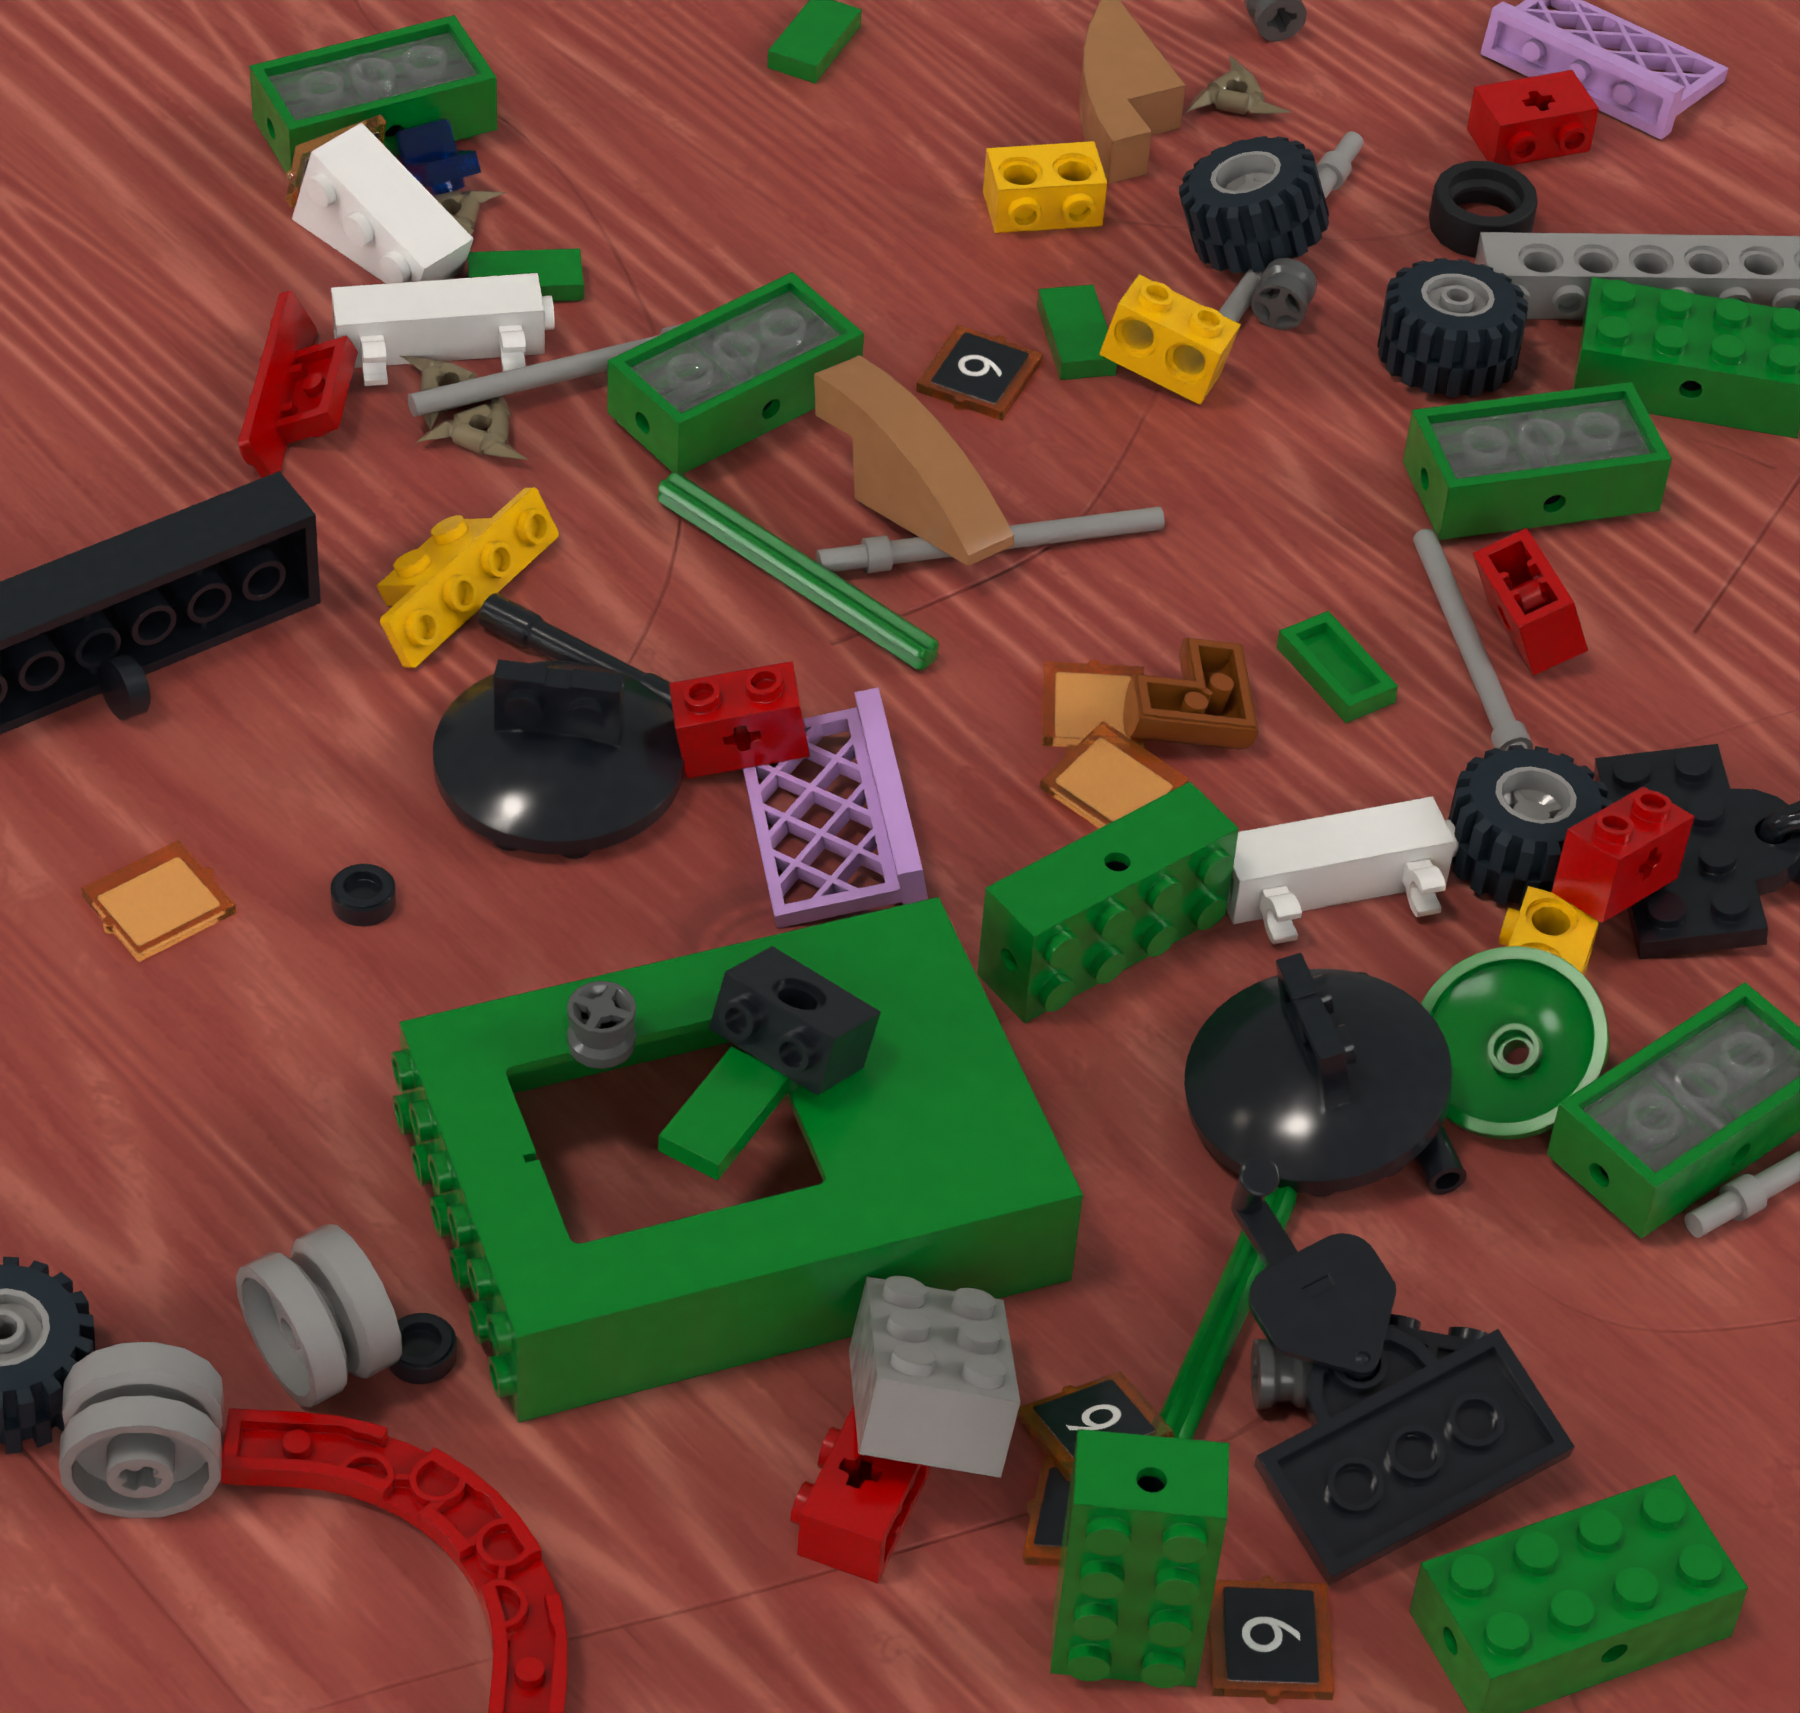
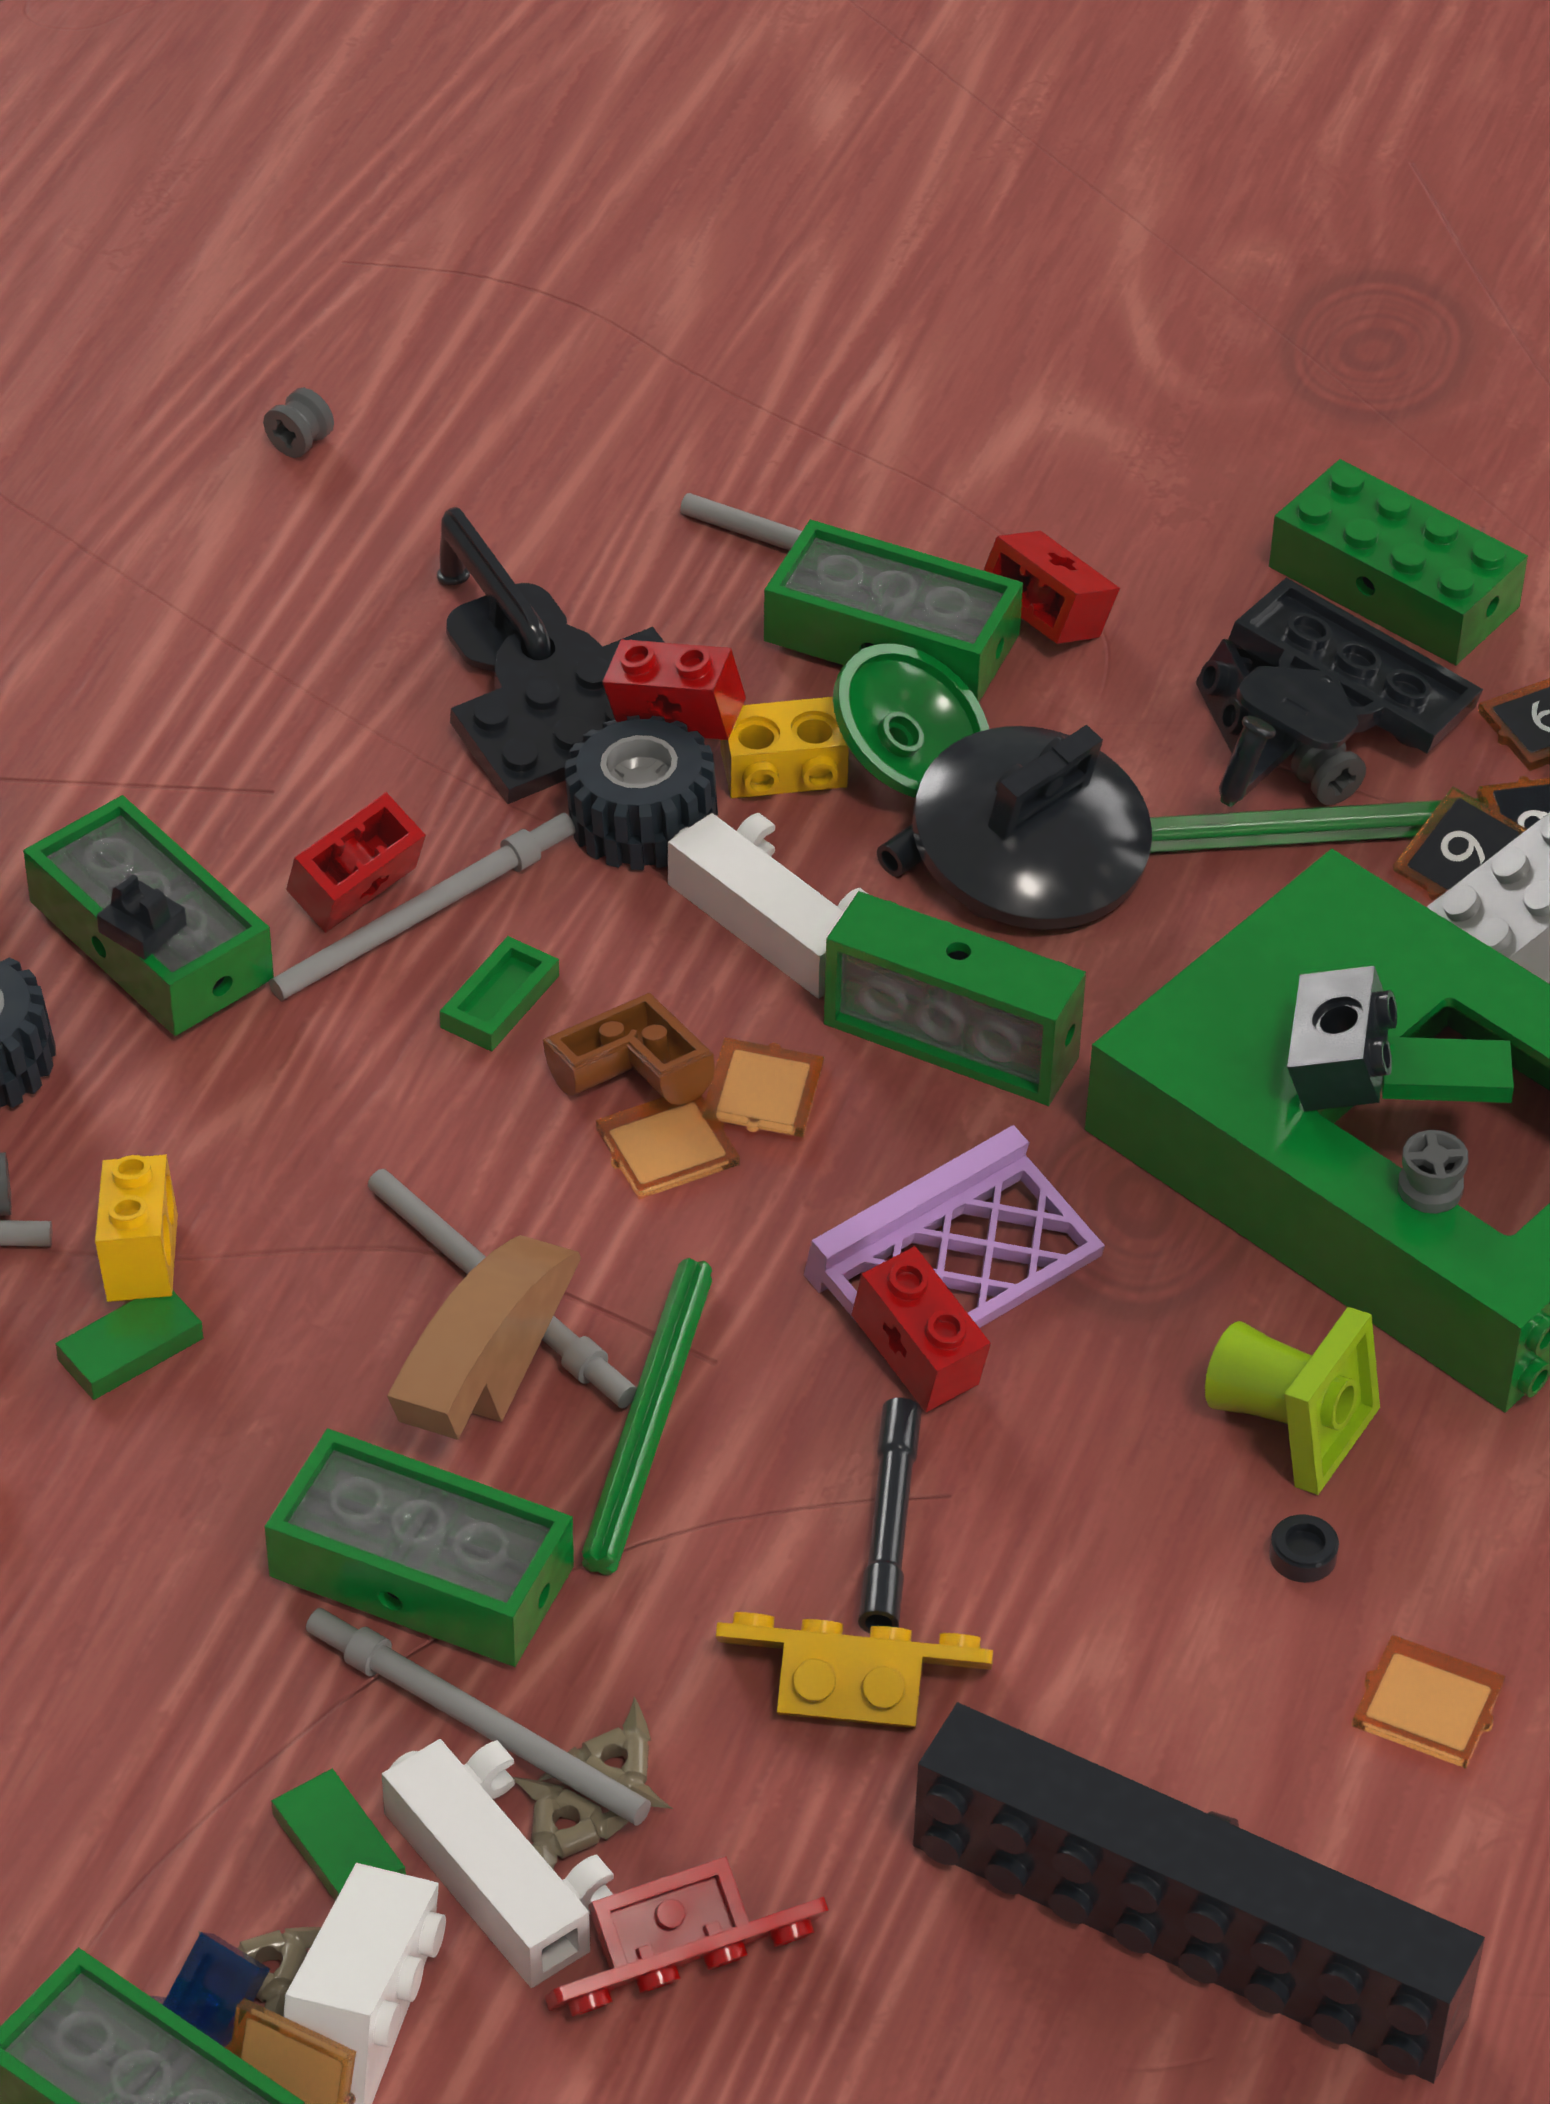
camera: 115 degrees left, 0 degrees up
(476, 927) = (1320, 1395): none -> lime plant
(557, 757) = (1036, 1473): black bracket -> none
(979, 372) = (239, 1399): piece -> none
(1494, 405) = (140, 917): none -> black tile
(1708, 1238) = (1060, 591): none -> red brick

